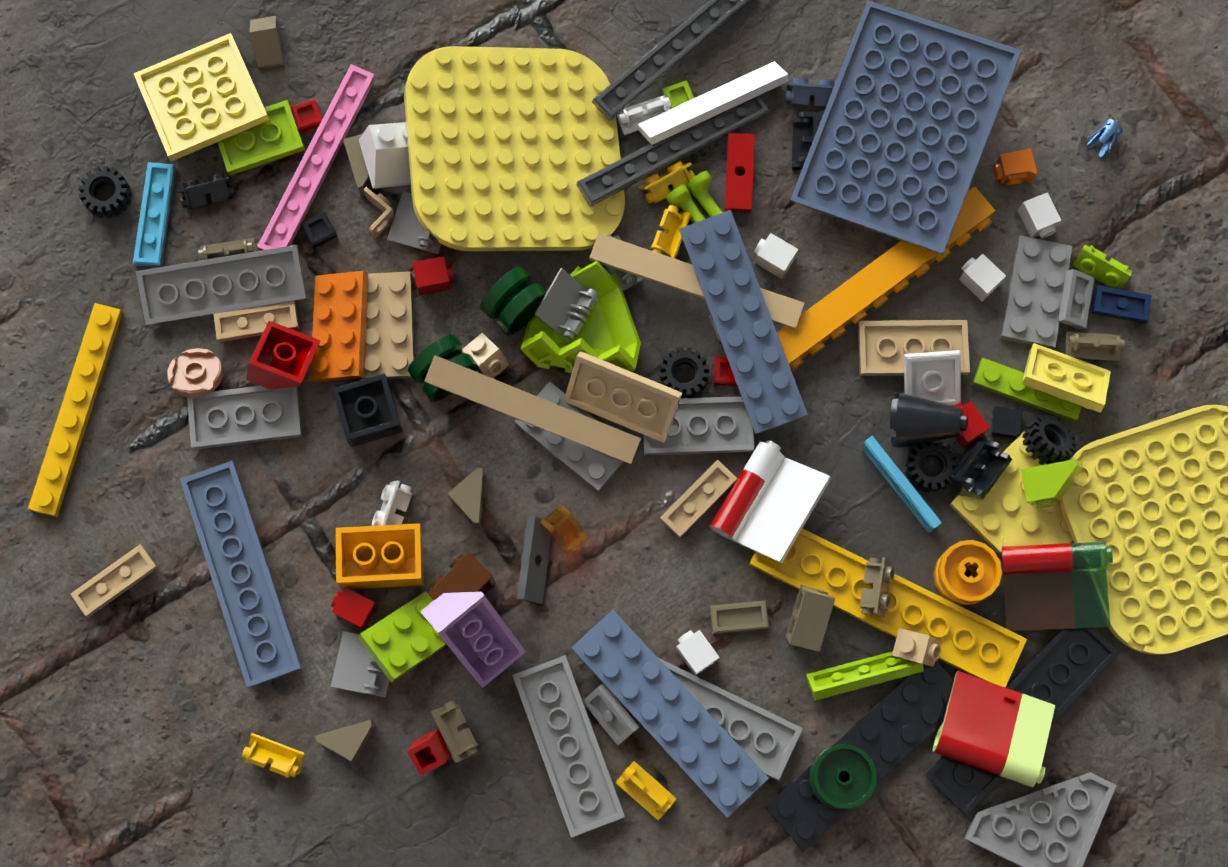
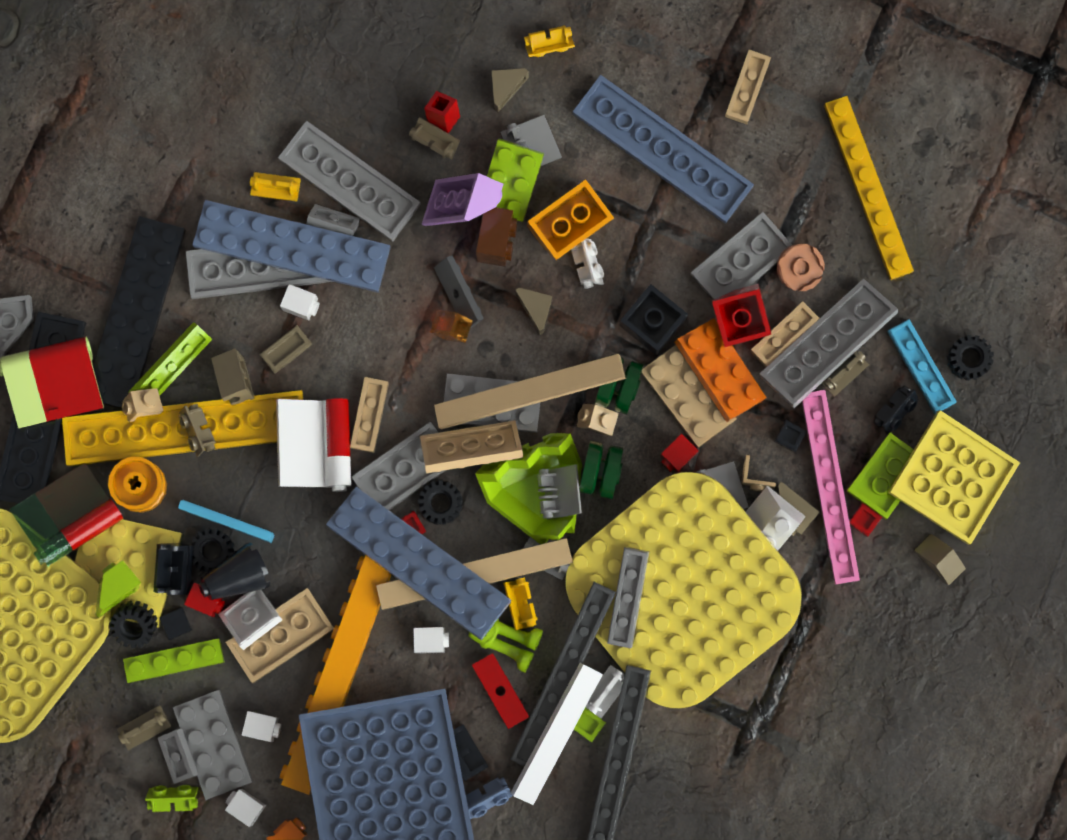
camera: 150 degrees right, 5 degrees up
(353, 608) = (564, 175): red brick -> none
(568, 171) = (628, 597): none -> light grey tile
(658, 185) = (547, 656): yellow hinge -> none
(860, 776) = (131, 264): dark green wheel -> none
(1066, 377) = (149, 684): light yellow plate -> none
(1121, 304) = (140, 775): dark blue plate -> none

